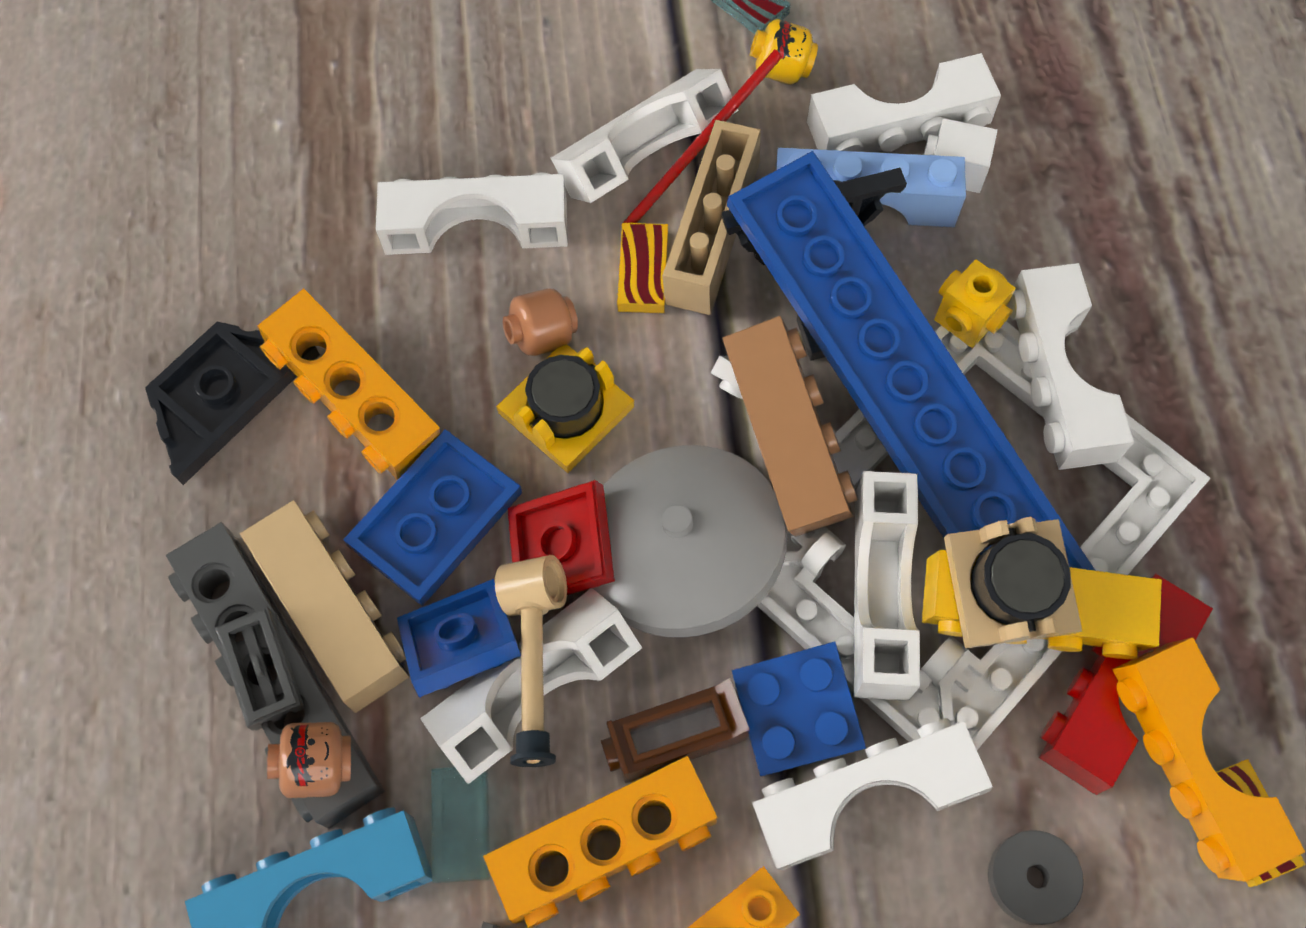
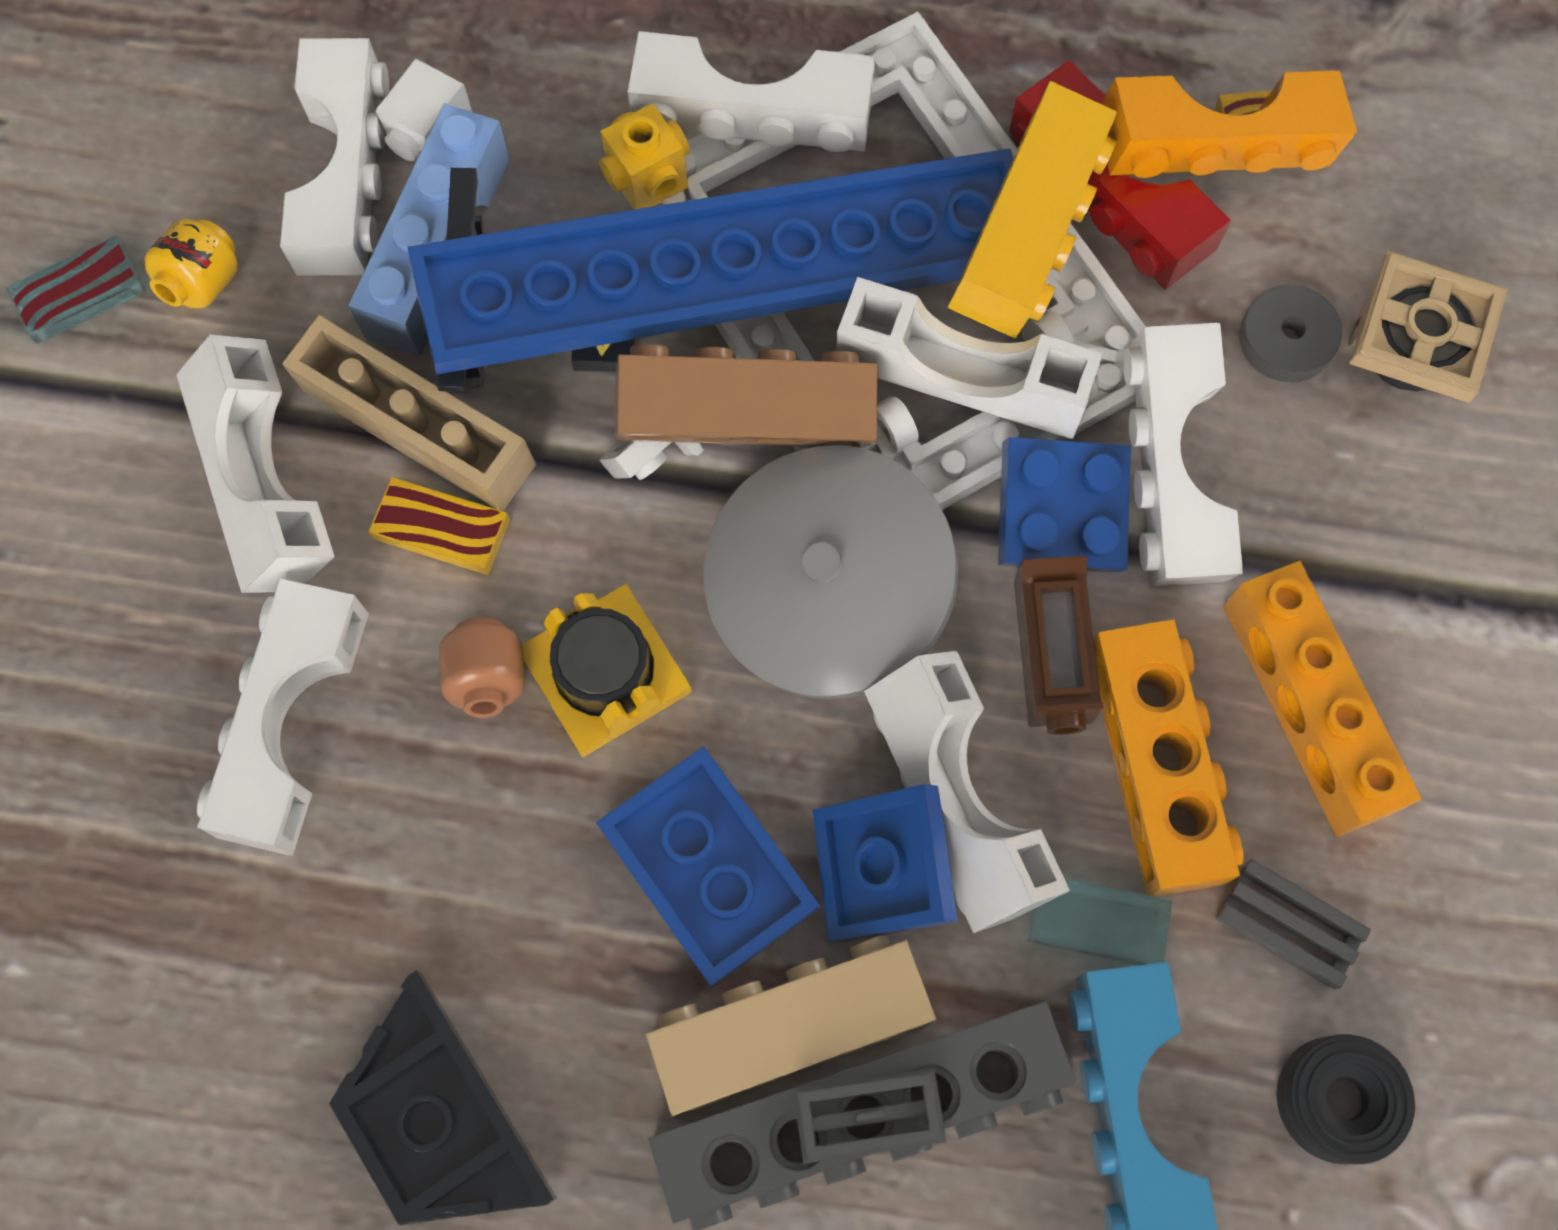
camera: 75 degrees left, 5 degrees up
(306, 324) = (581, 865): light orange brick -> none
(310, 760) = (1012, 1063): nougat head -> none
(530, 591) = (858, 754): tan piece -> none
(571, 528) = (795, 716): red tile -> none
(699, 143) = (291, 393): red axle -> none
(1015, 581) = (1022, 211): piece -> none

